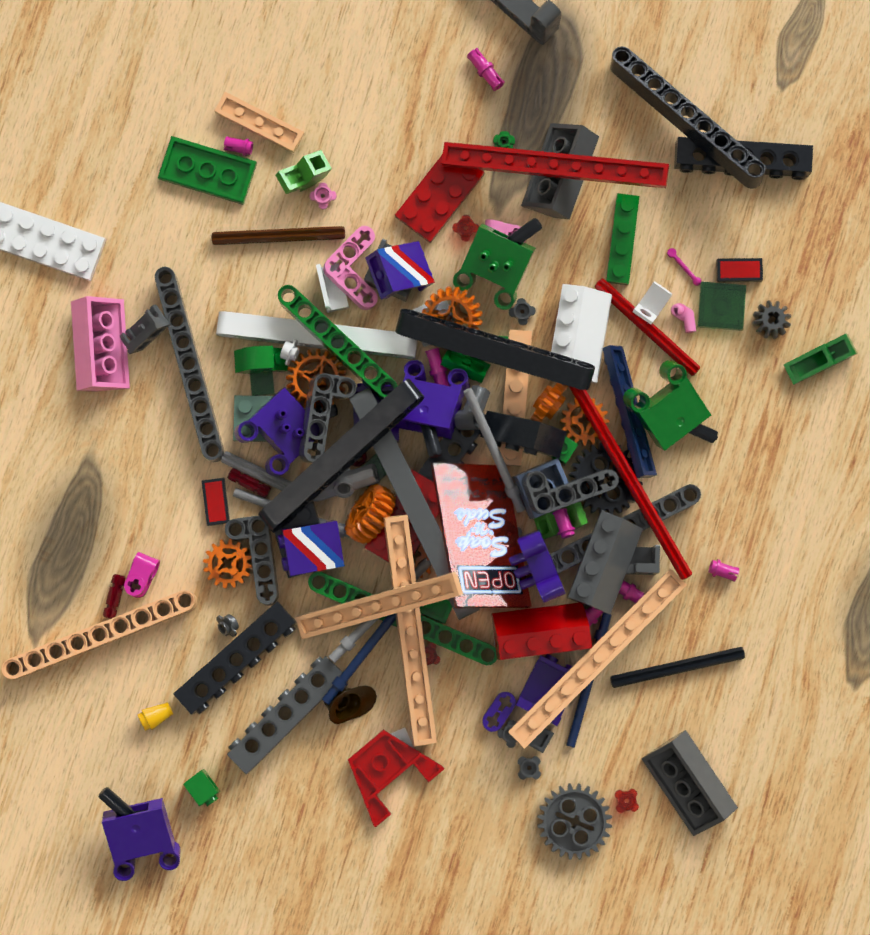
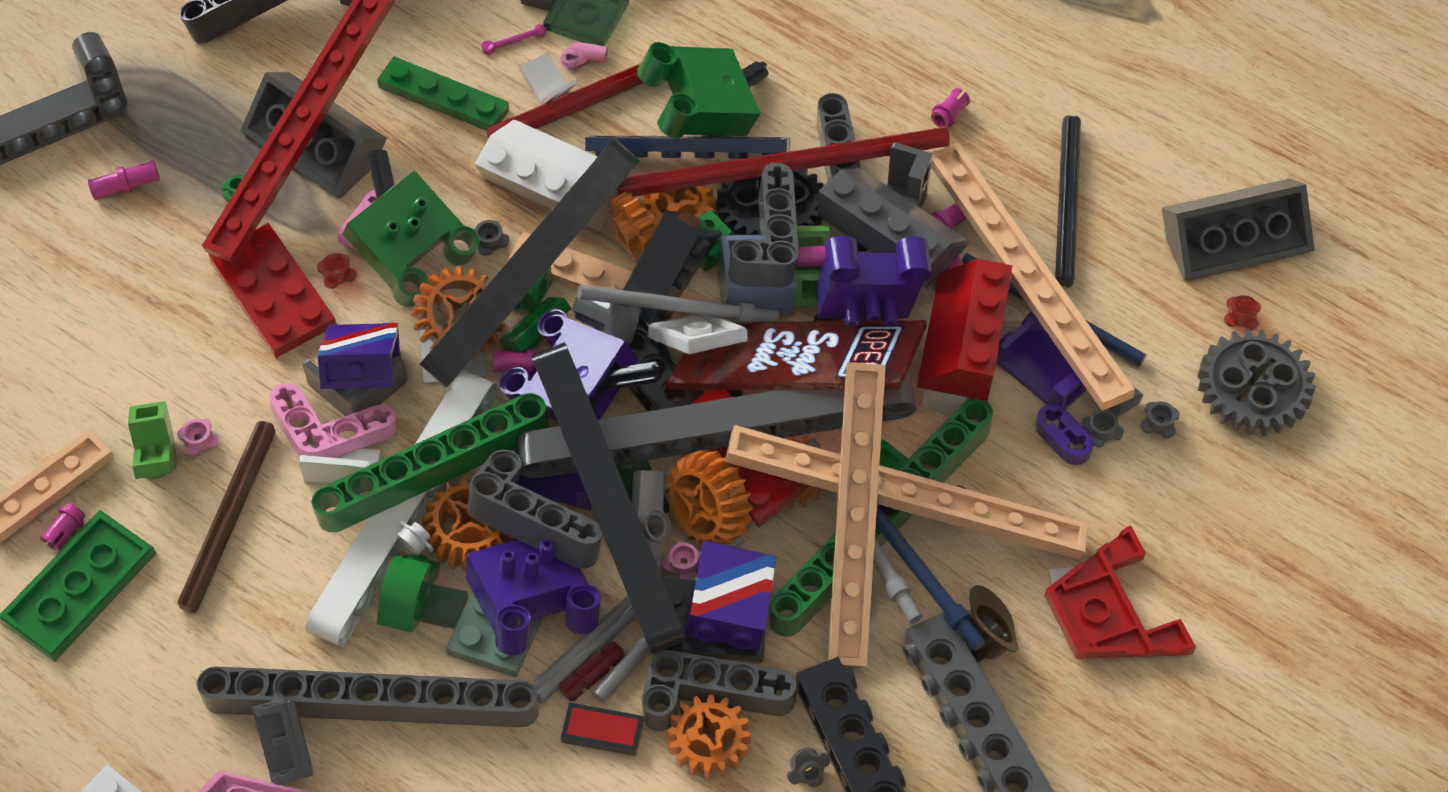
camera: 75 degrees left, 25 degrees down
(332, 505) = (680, 551): none -> bright pink plate
(479, 468) = (697, 333): none -> white plate

